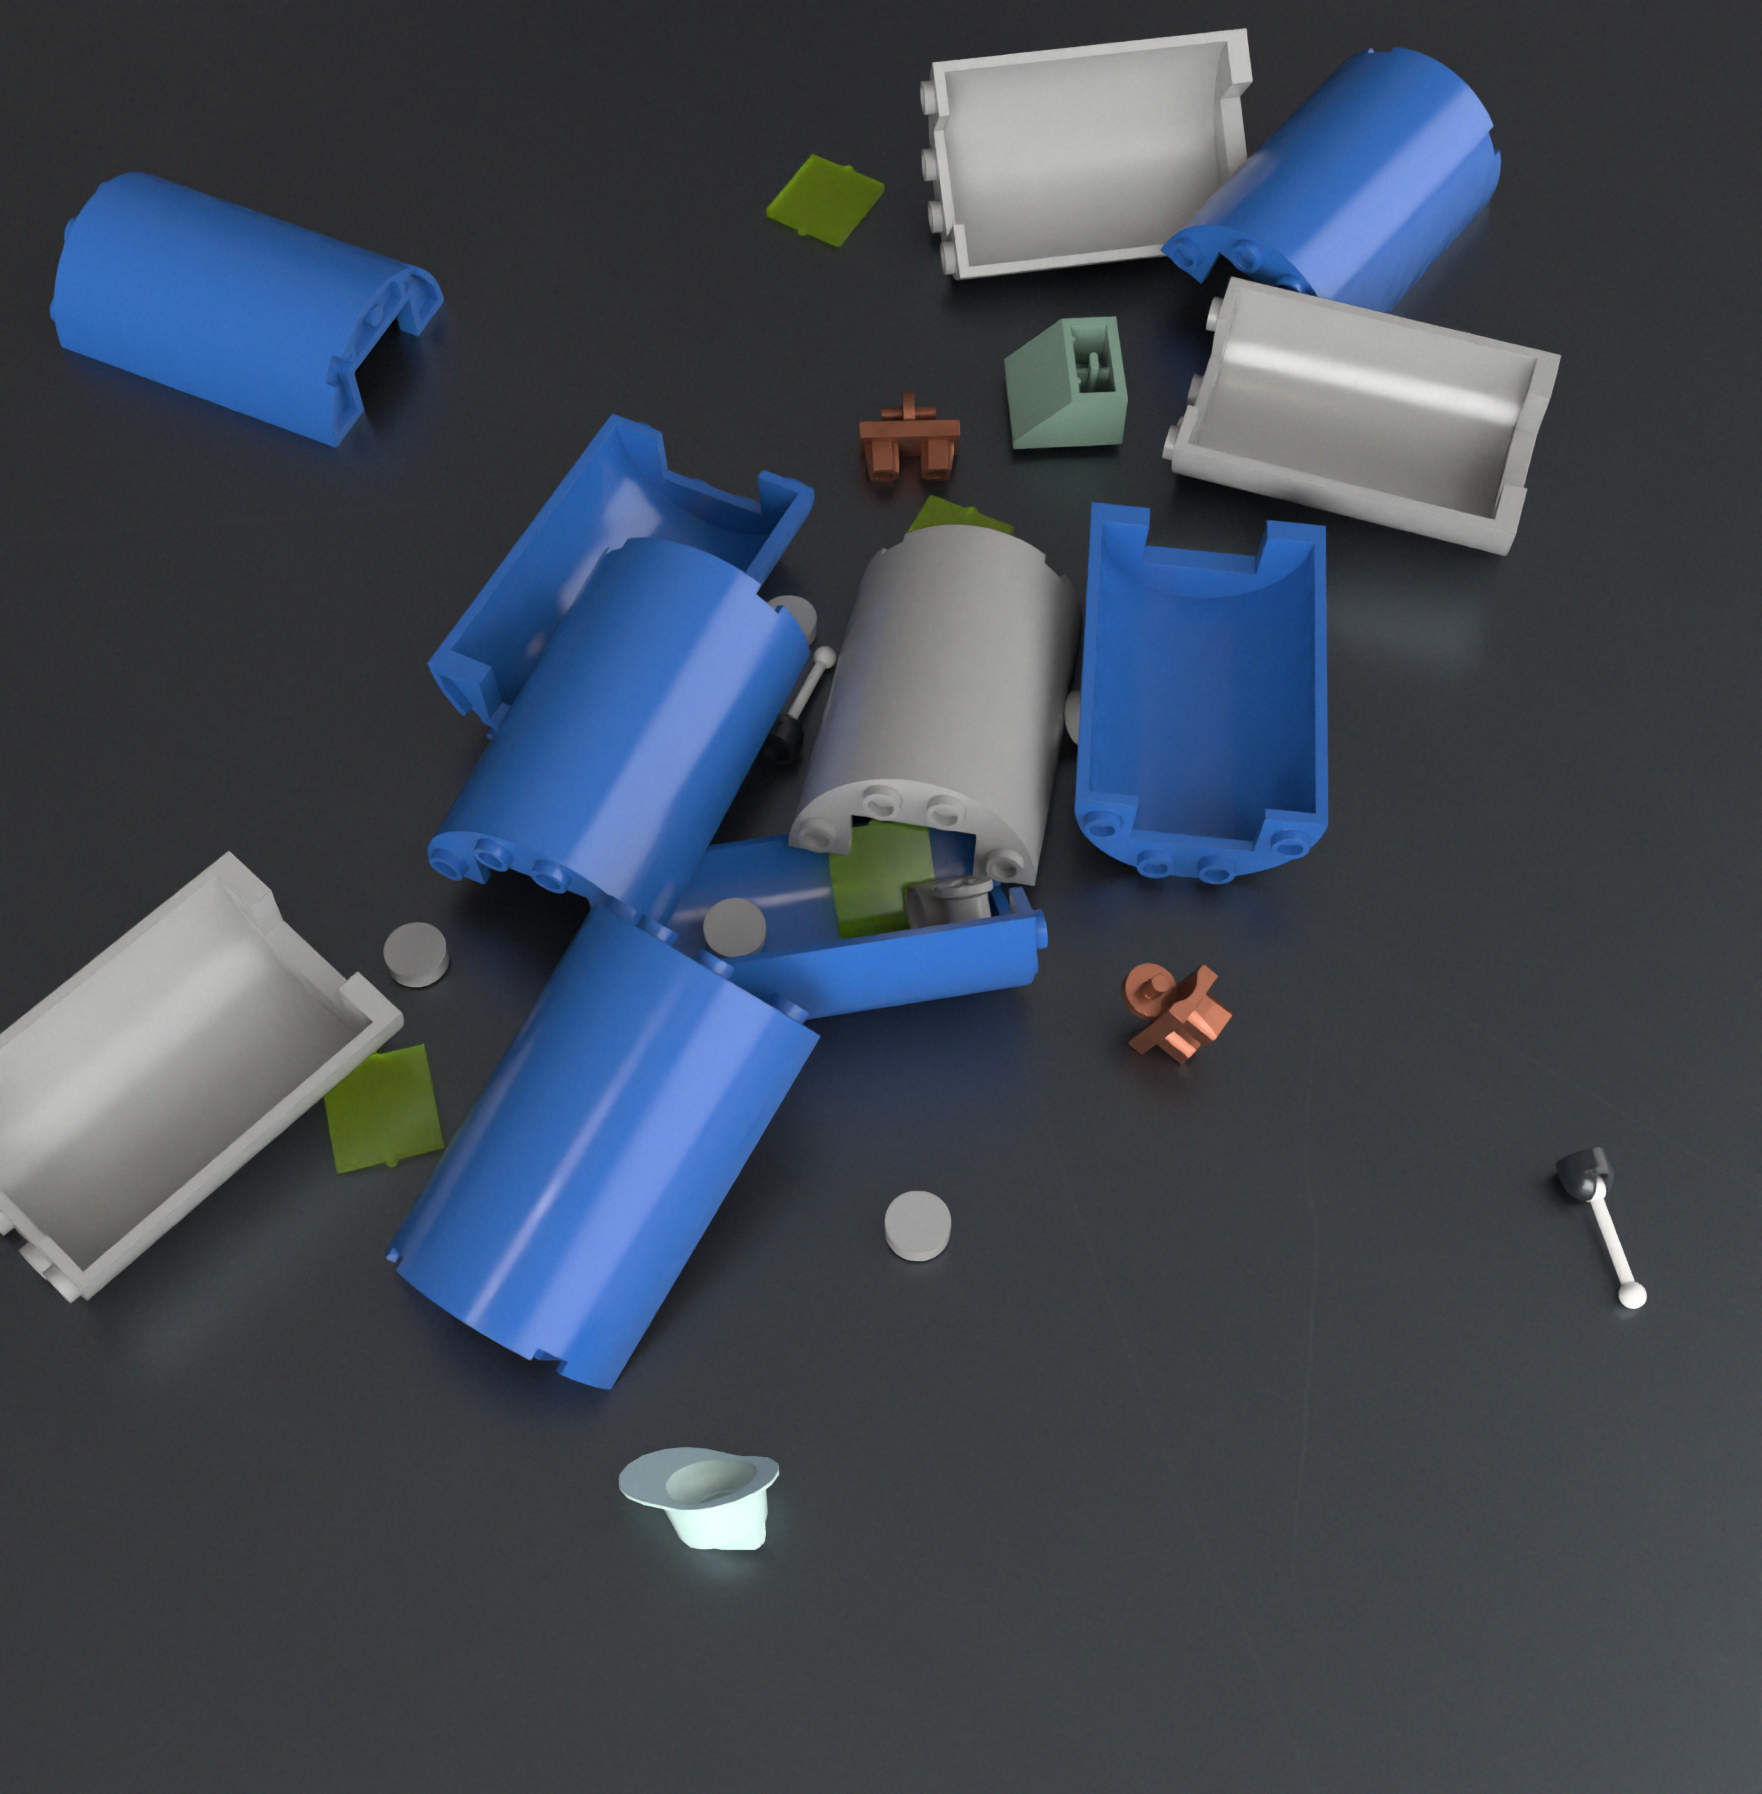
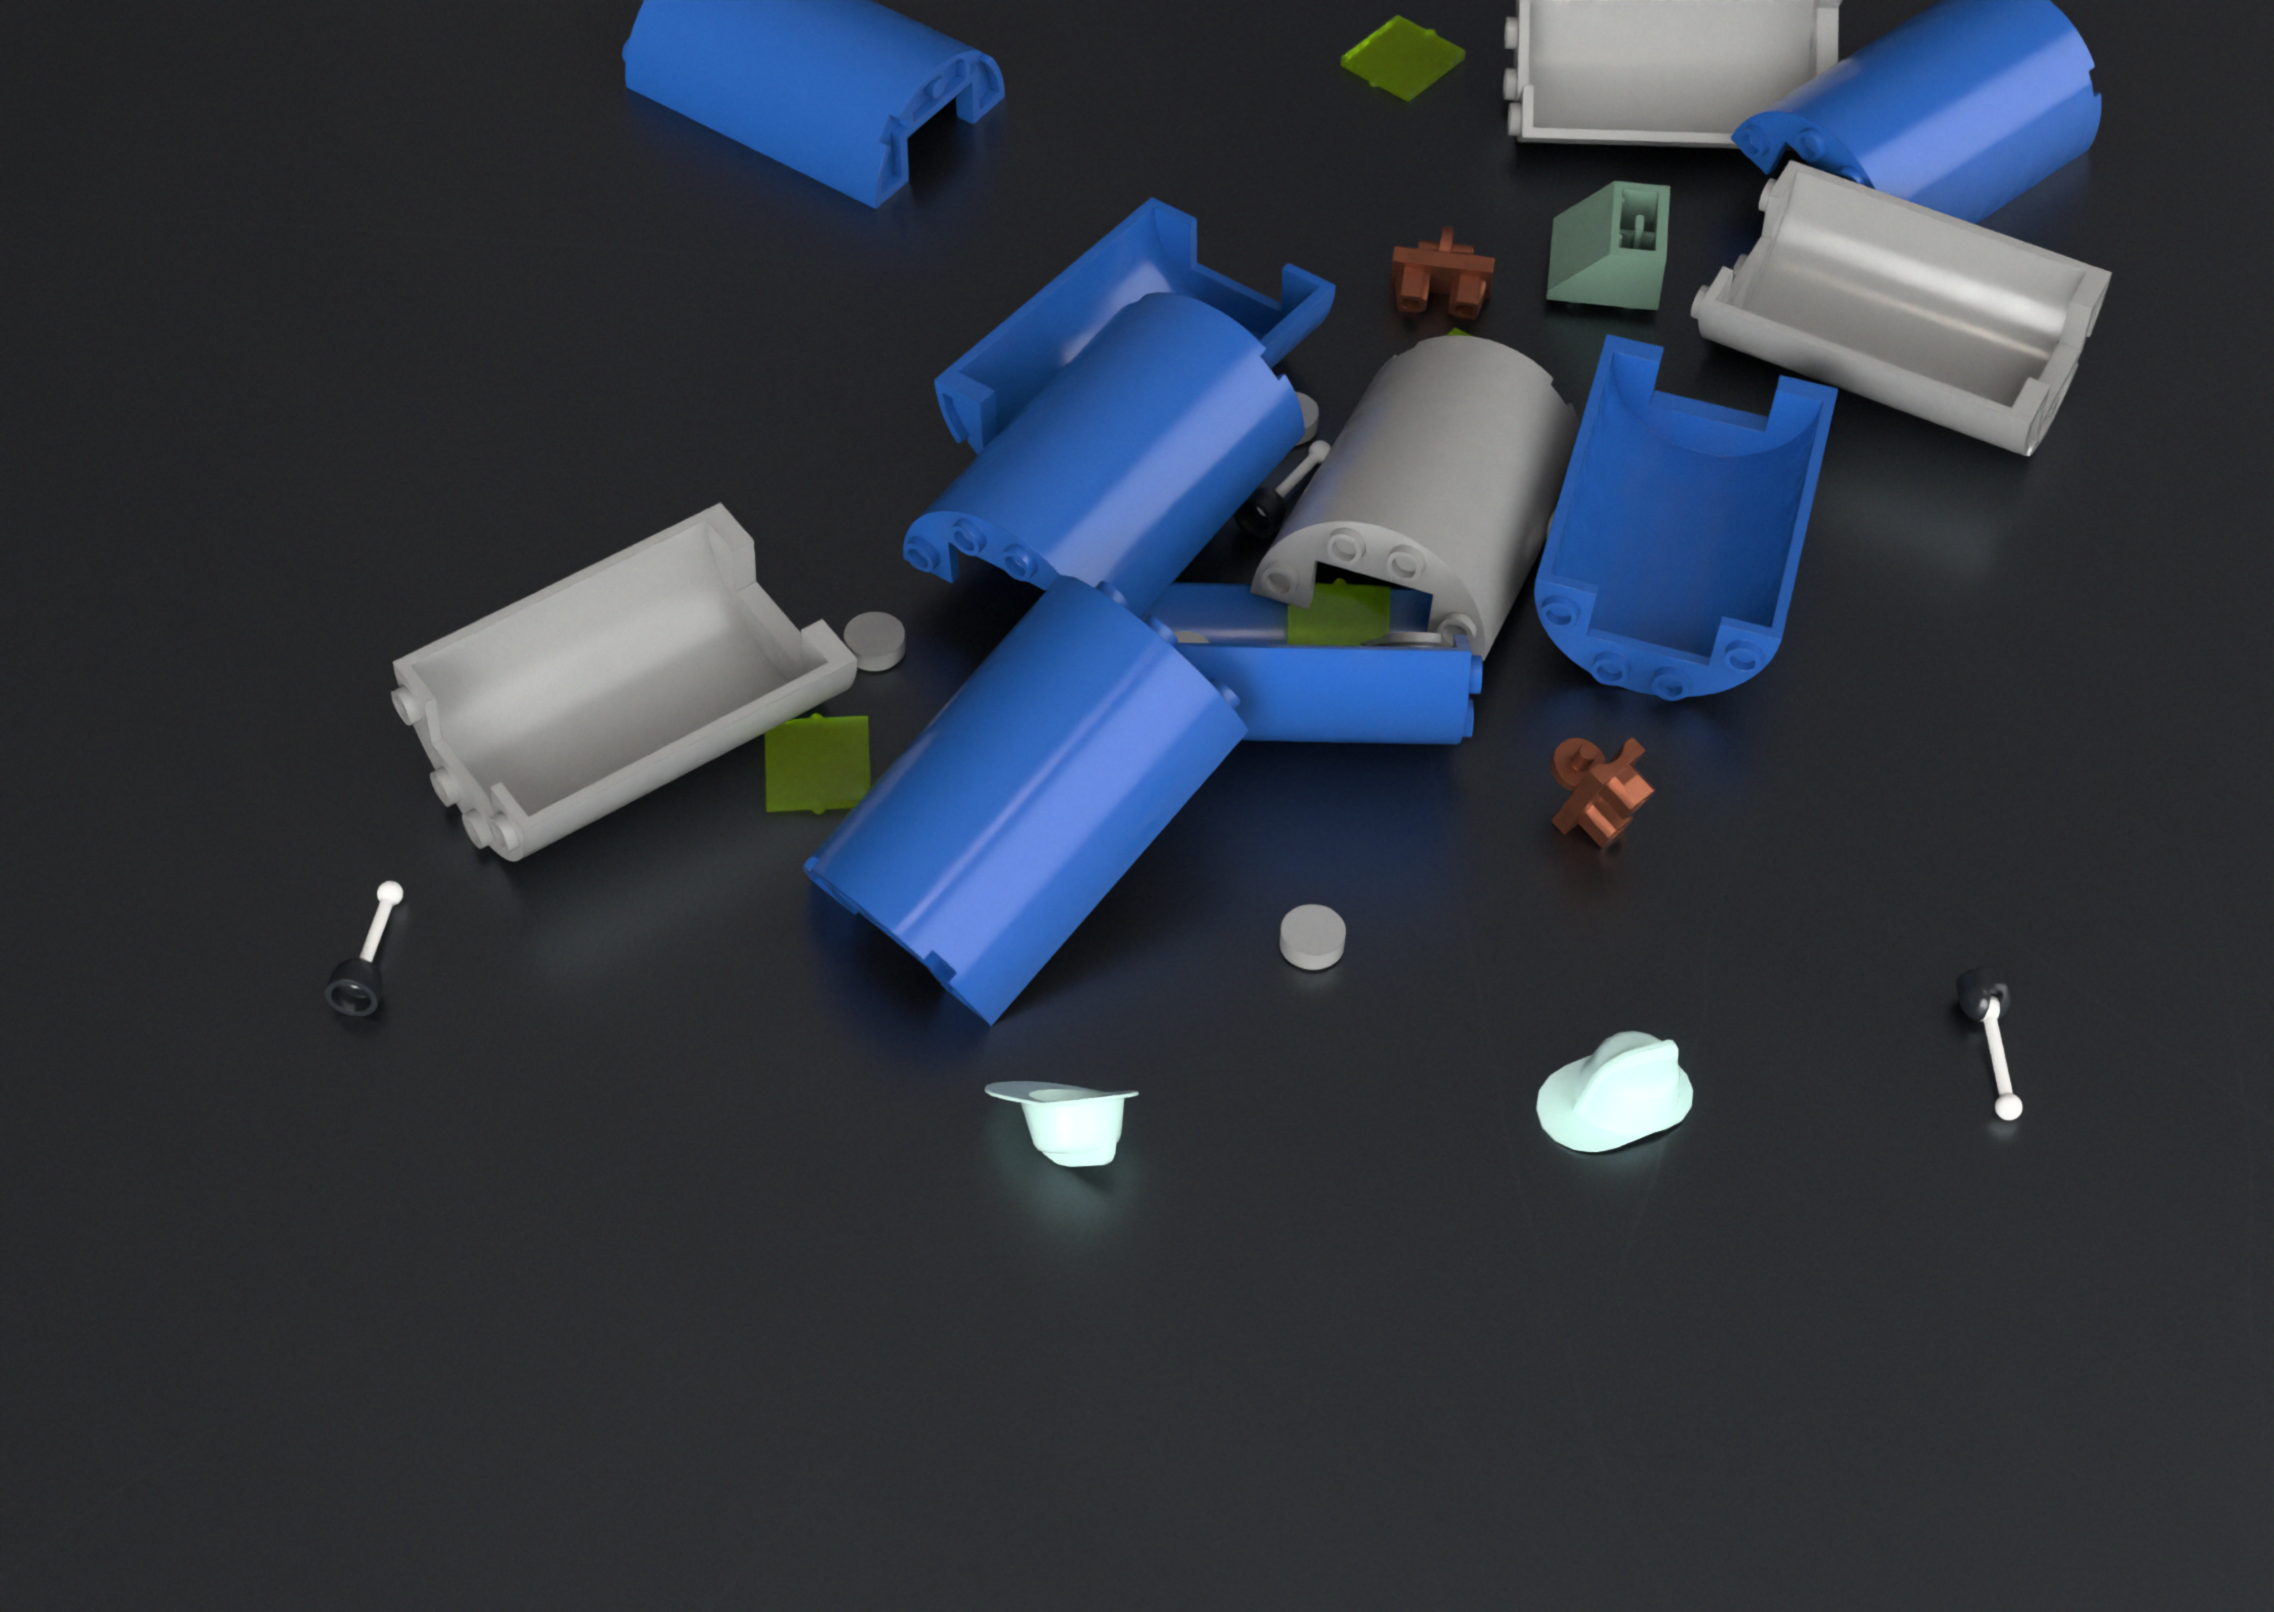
camera: 10 degrees right, 10 degrees down
(1249, 1357) = (1615, 1094): none -> light aqua piece

